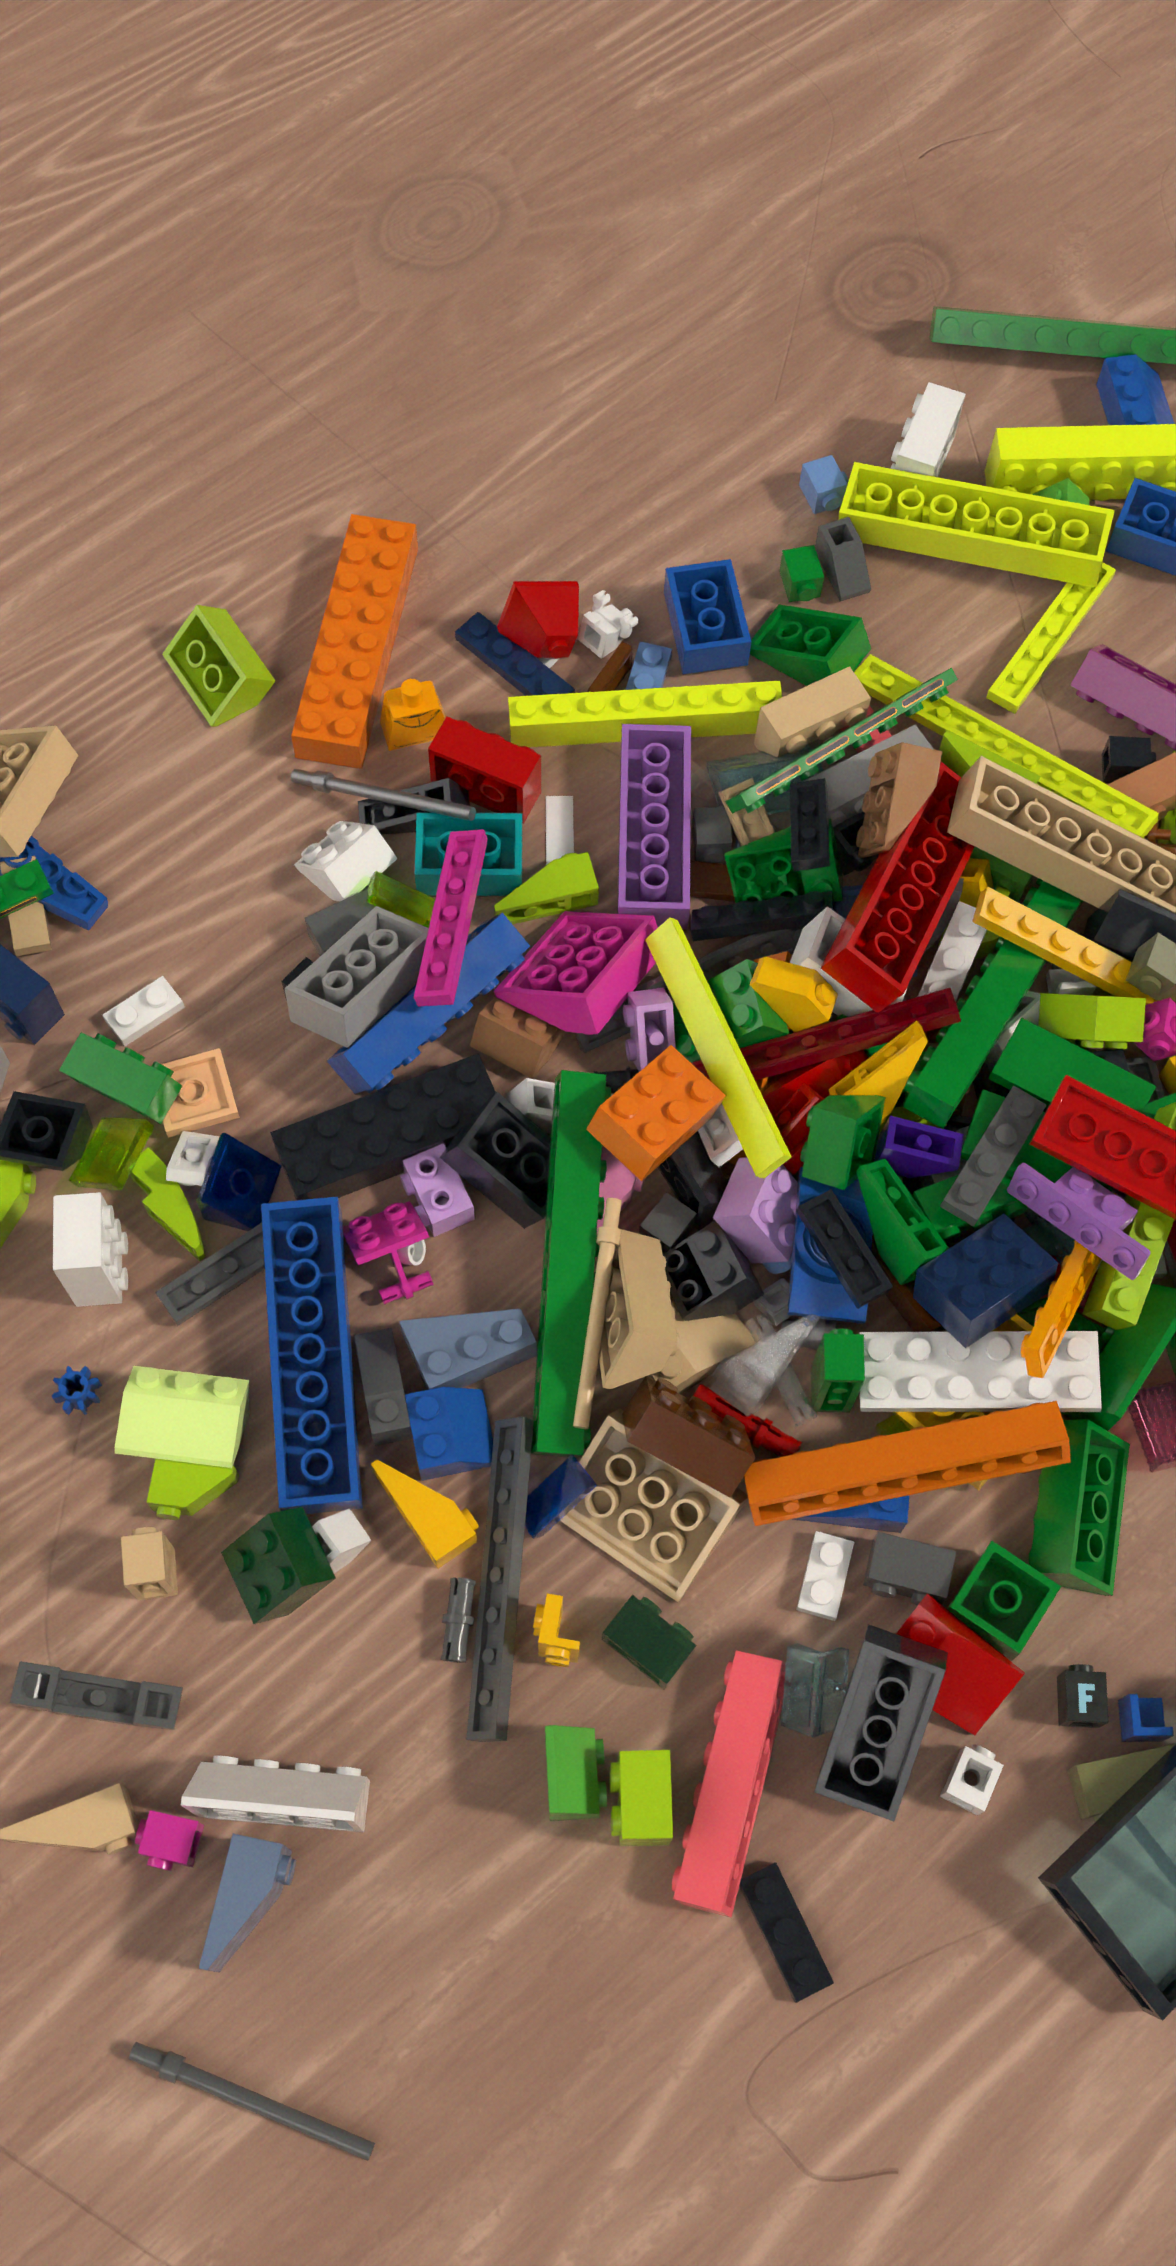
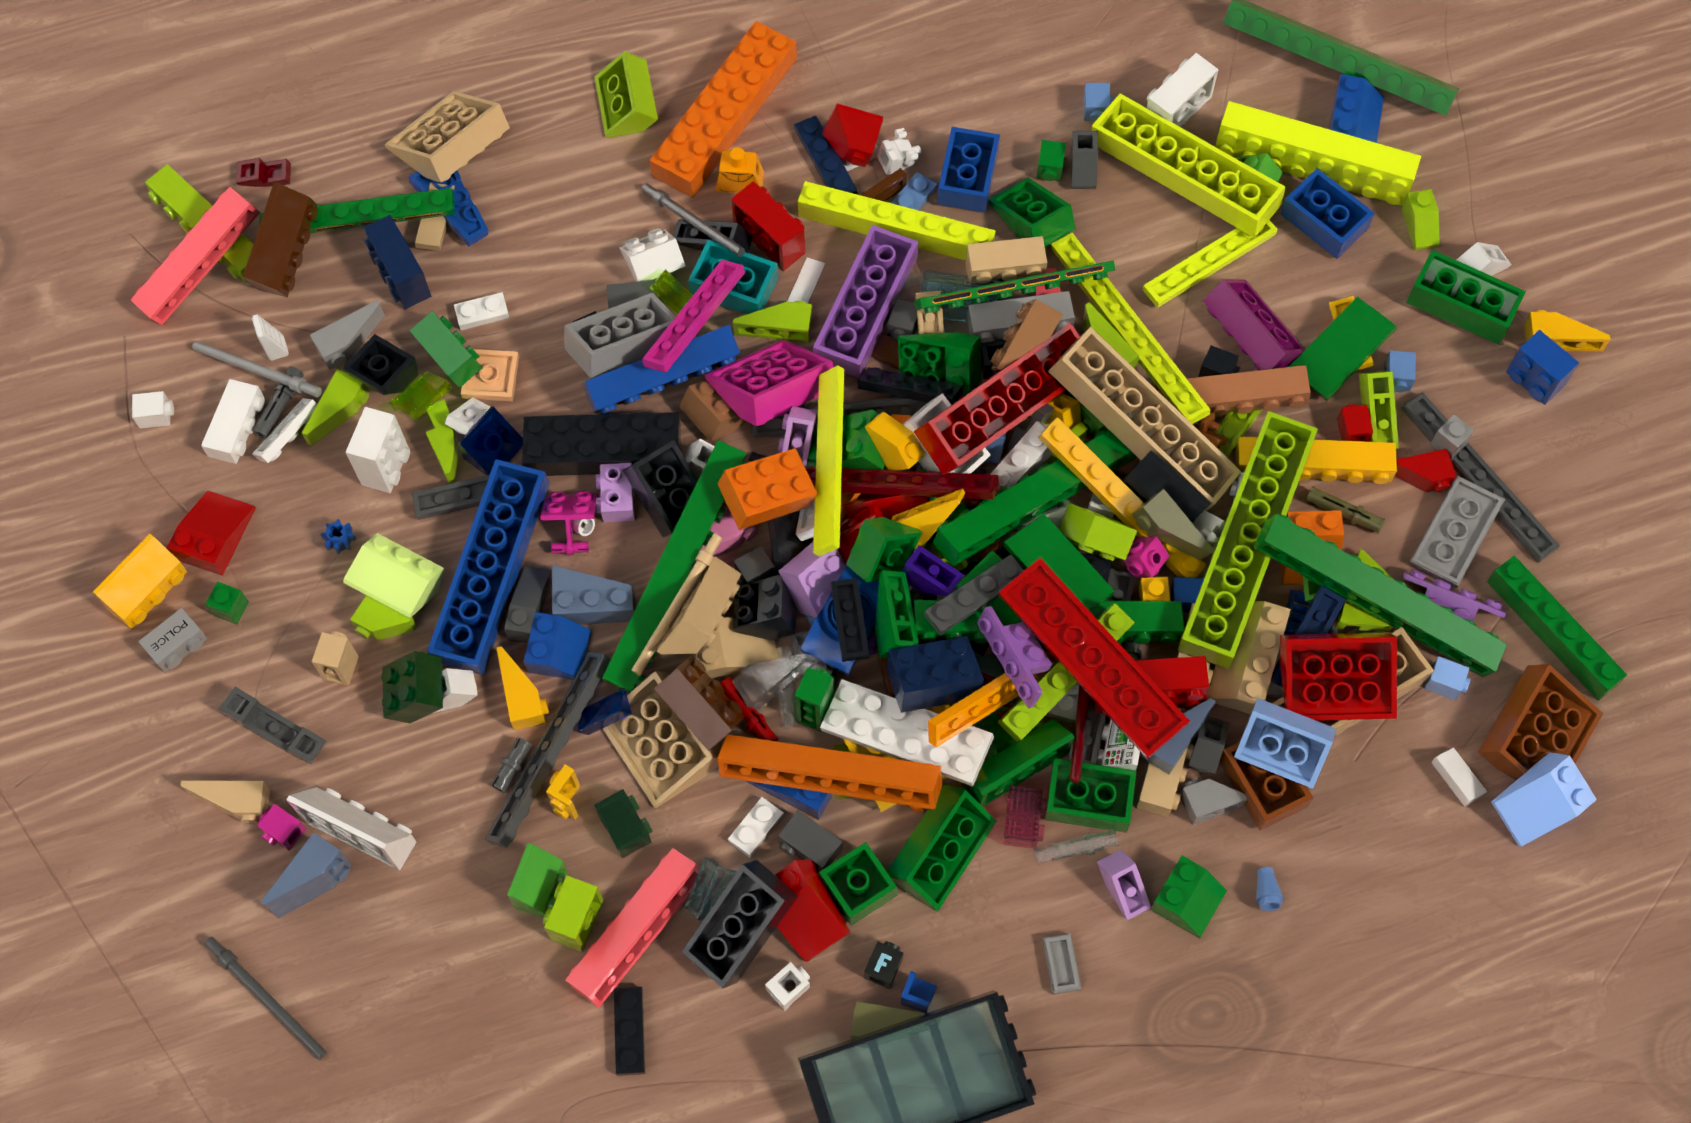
camera: 25 degrees right, 0 degrees up
(809, 825) = (958, 334): black plate -> none

